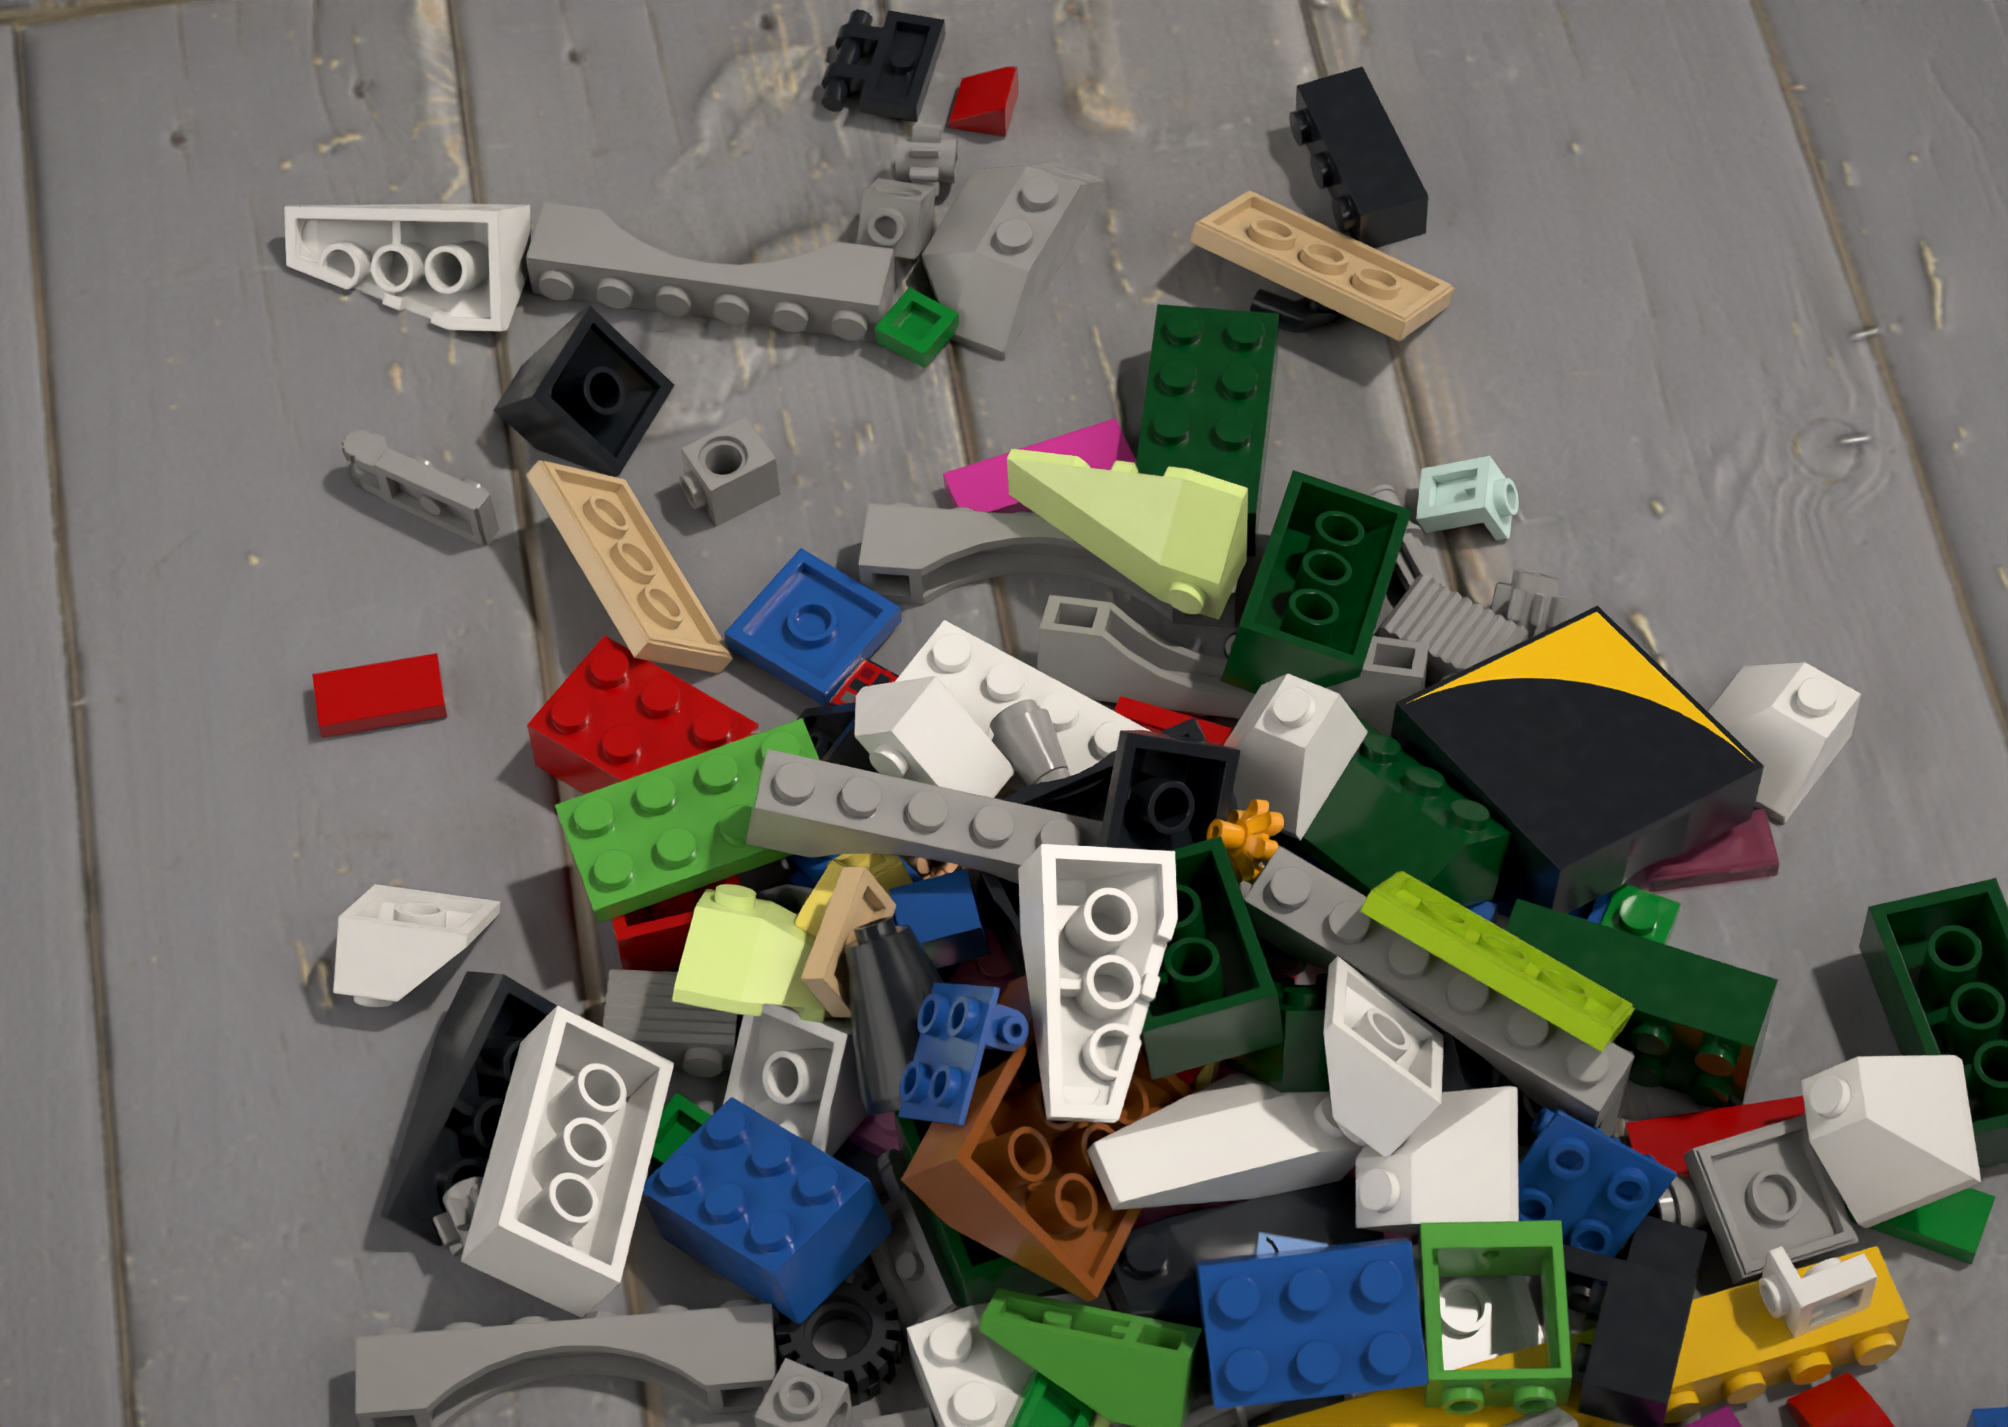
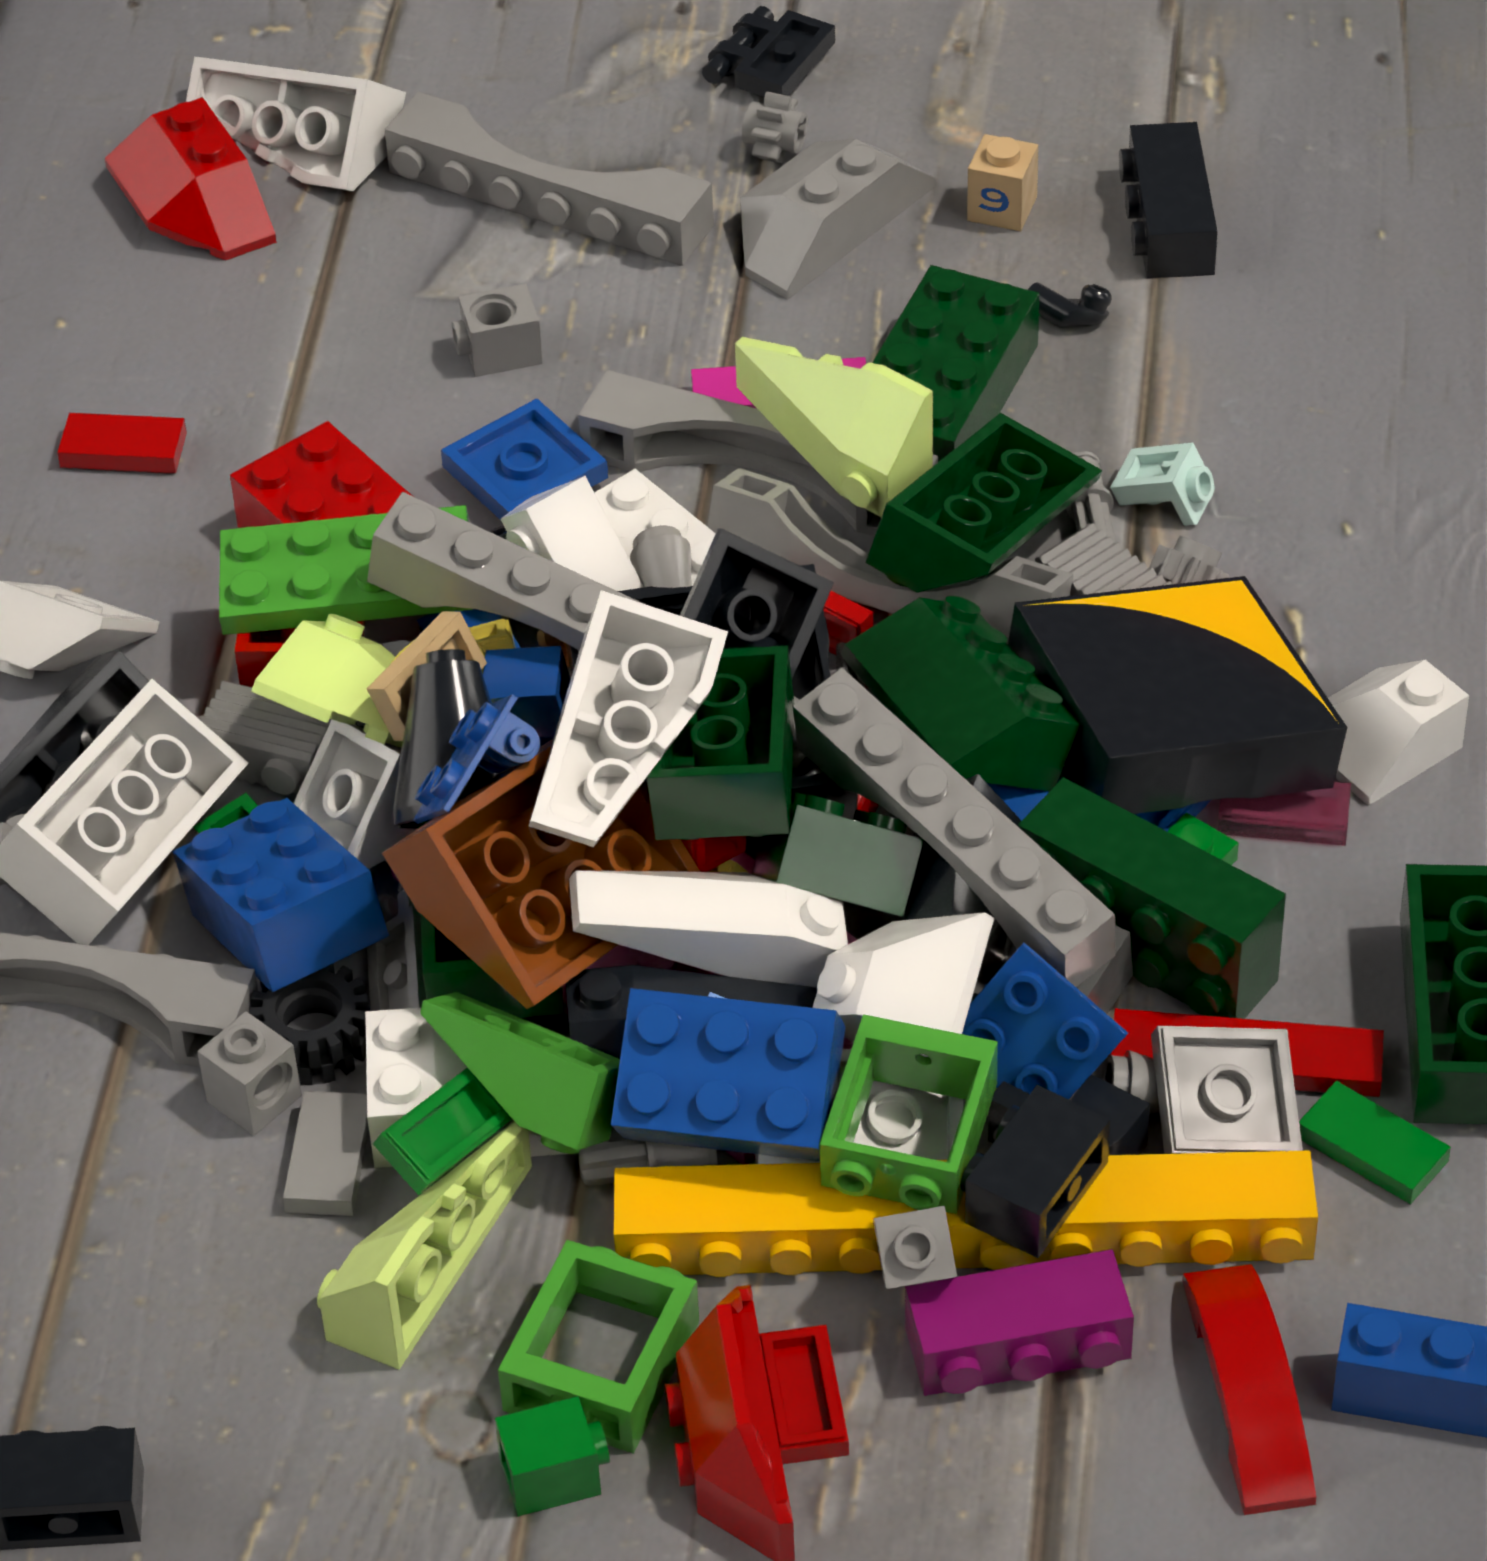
camera: 15 degrees right, 10 degrees down
(332, 357) = (192, 182): none -> red wedge
(420, 488) = (224, 291): light grey hinge -> none
(585, 395) = (398, 248): black slope -> none
(629, 567) = (375, 379): tan tile -> none
(896, 217) = (727, 161): light grey brick -> none
(916, 327) = (714, 254): green plate -> none
(986, 102) = (852, 98): red slope -> none
(1184, 176) = (1002, 182): none -> tan brick
(1247, 838) = (818, 662): light orange plant -> none
(1293, 749) = (899, 621): white slope -> none
(1323, 265) = (1102, 271): tan tile -> none
(1379, 1062) = (863, 862): white slope -> none
(1499, 959) = (1013, 804): lime tile -> none
(1823, 1294) = (1230, 1169): white bracket -> none
(1892, 1132) = (1355, 1051): white slope -> none

